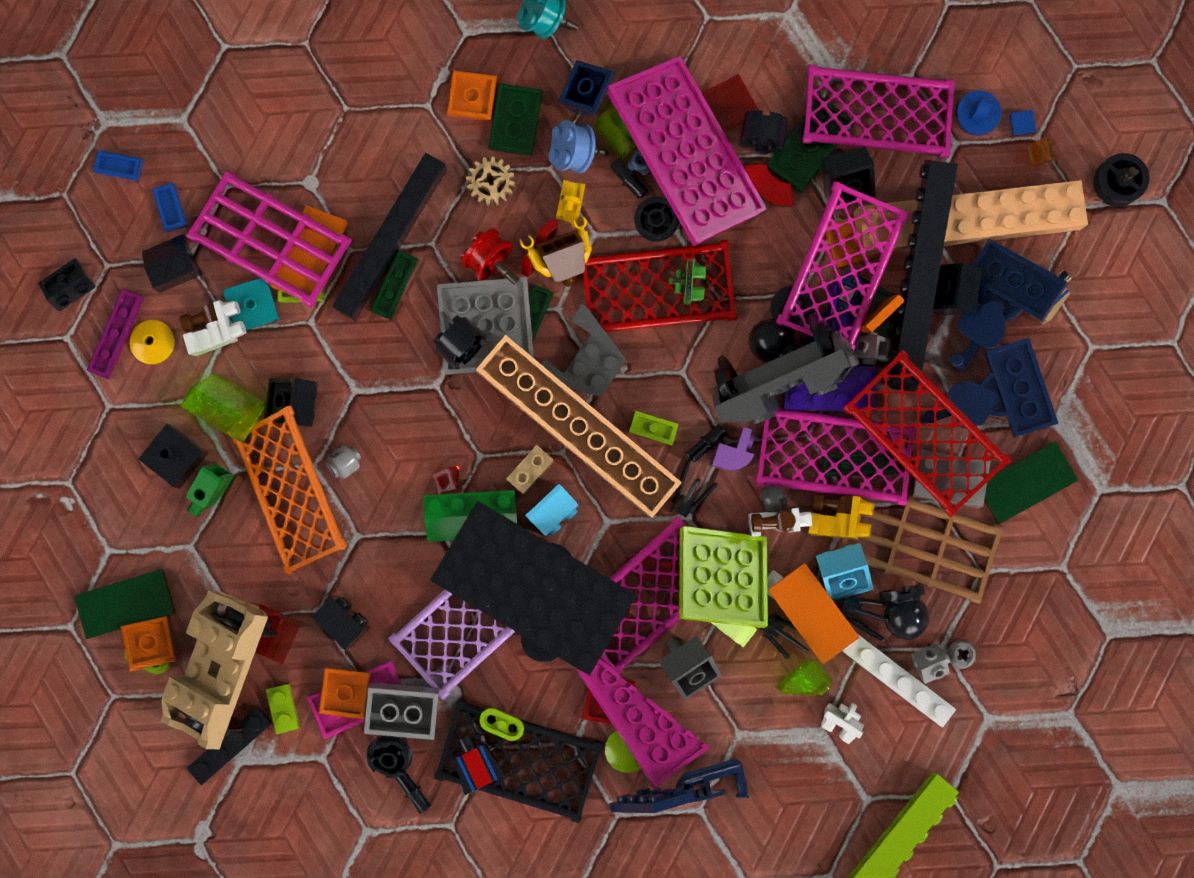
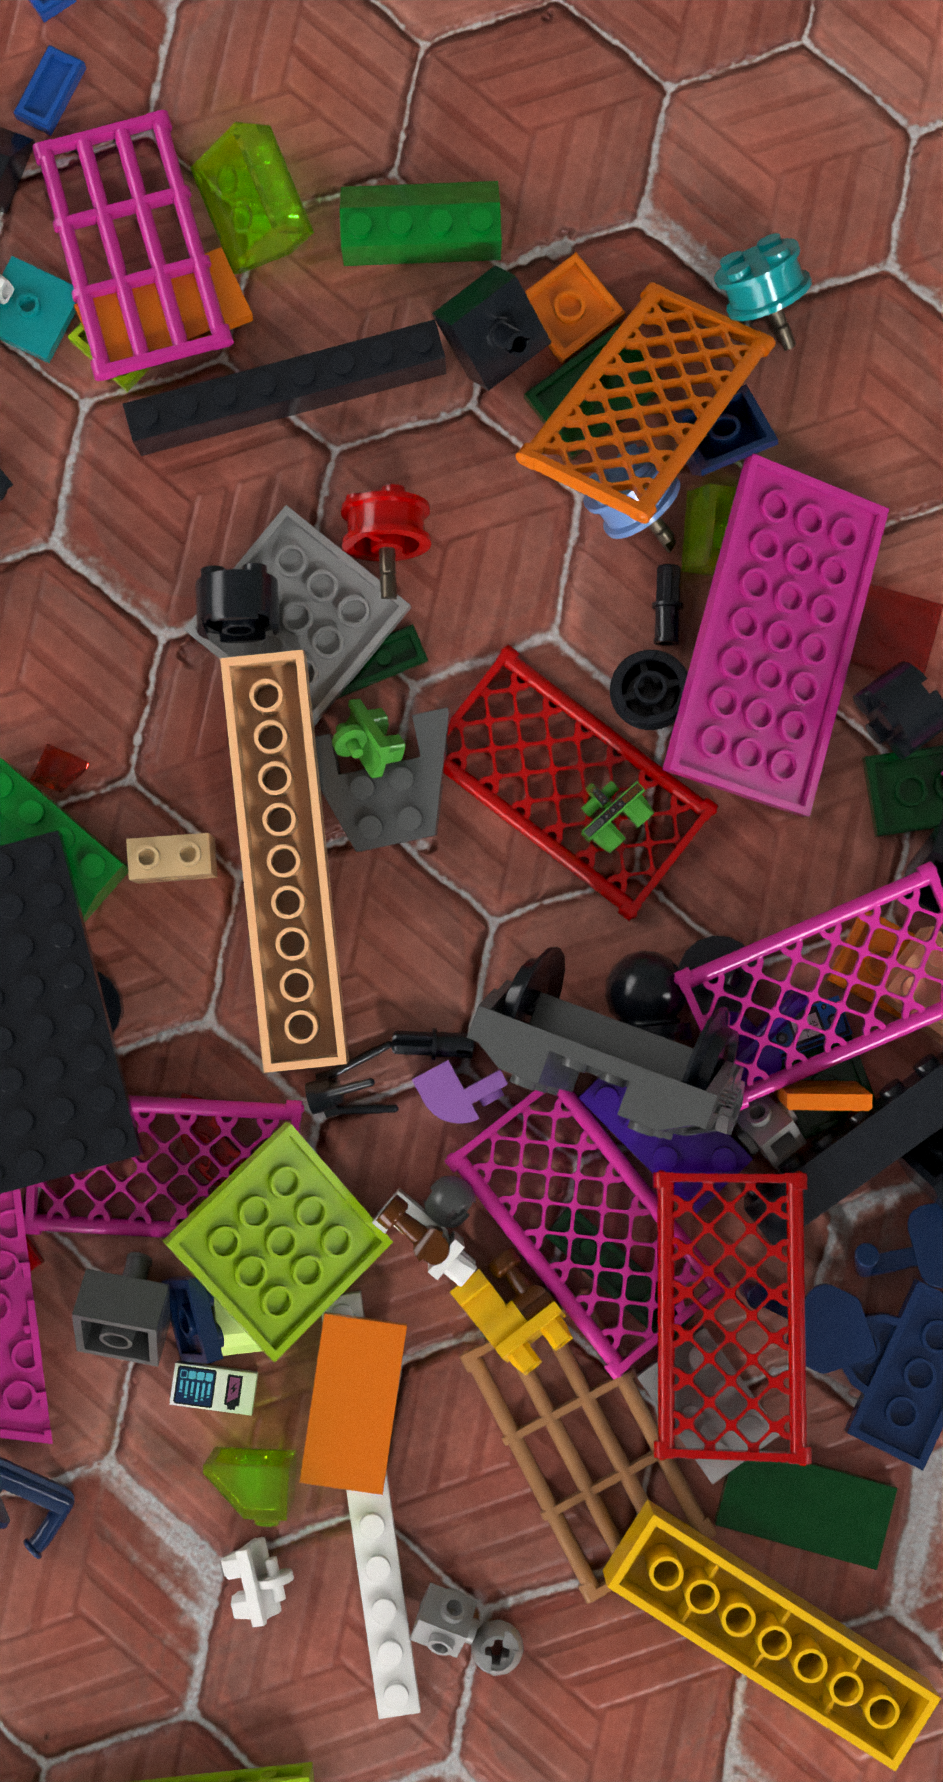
camera: 45 degrees right, 0 degrees up
(298, 173) = (251, 197): none -> clear neon green slope
(377, 117) = (420, 223): none -> green slope
(394, 285) = (234, 456): dark green tile -> none
(451, 133) = (492, 327): none -> black brick
(482, 183) = (471, 430): tan gear -> none
(517, 121) = (686, 435): none -> orange door
(546, 233) = (445, 589): red tile -> none
(553, 510) = (148, 938): medium azure slope -> none
(560, 347) = (365, 739): none -> bright green hips
(563, 255) = (480, 620): torso -> none
(570, 201) = (560, 562): yellow hips -> none
(634, 165) = (691, 595): sand blue plate -> none
(653, 428) = (384, 958): lime plate -> none
(720, 643) = (192, 1321): none -> dark blue plate
(752, 663) = (214, 1388): none -> tile
(768, 187) = (840, 790): red tile -> none
(775, 628) = (286, 1372): black plant -> none
(845, 572) = (447, 1388): medium azure slope -> none
(851, 608) = (411, 1443): black plant -> none
(906, 612) = (474, 1521): black tile -> none
(1060, 543) = (771, 1635): none -> yellow brick

